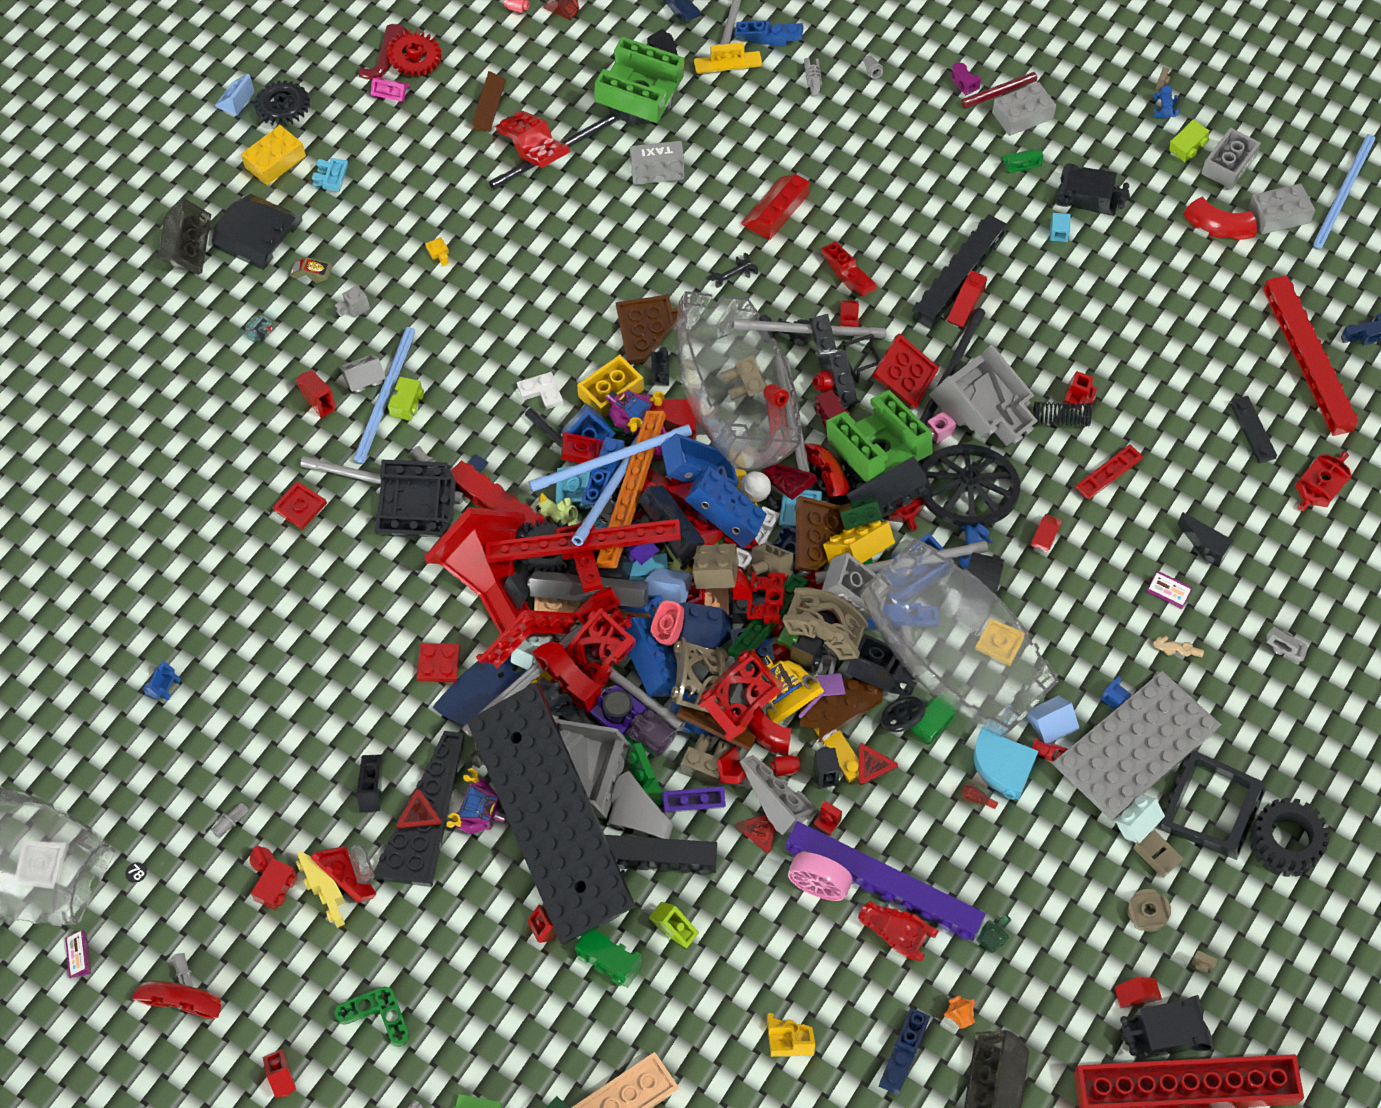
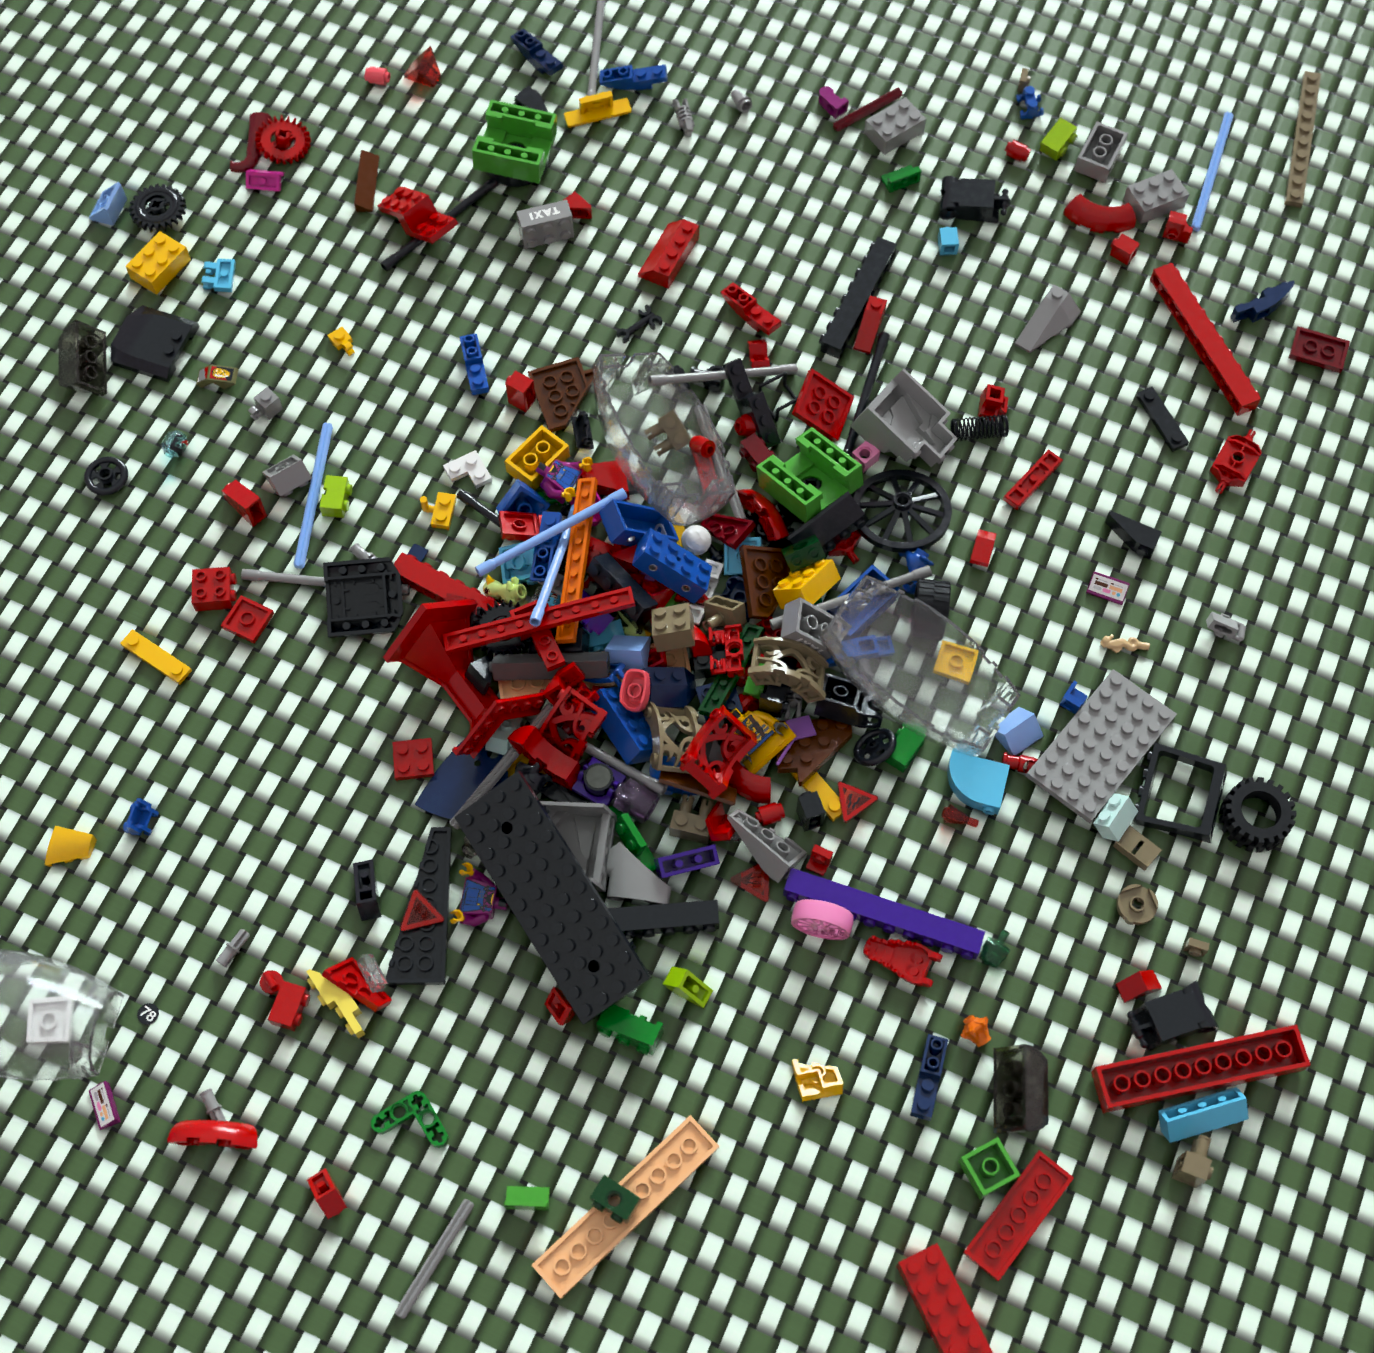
camera: 10 degrees left, 5 degrees up
(88, 699) = (69, 845): none -> yellow slope
(187, 337) = (104, 462): none -> black plate
(205, 529) = (156, 656): none -> yellow plate
(271, 471) = (213, 588): none -> red brick
(508, 426) = (441, 511): none -> yellow plate
(564, 289) = (474, 364): none -> blue slope
(605, 320) = (520, 391): none -> red brick
(693, 150) = (579, 207): none -> red slope
(1146, 147) = (1017, 151): none -> red brick
(1154, 313) = (1052, 316): none -> light grey wedge
(1240, 256) = (1124, 248): none -> red brick
(1298, 242) = (1177, 227): none -> red brick

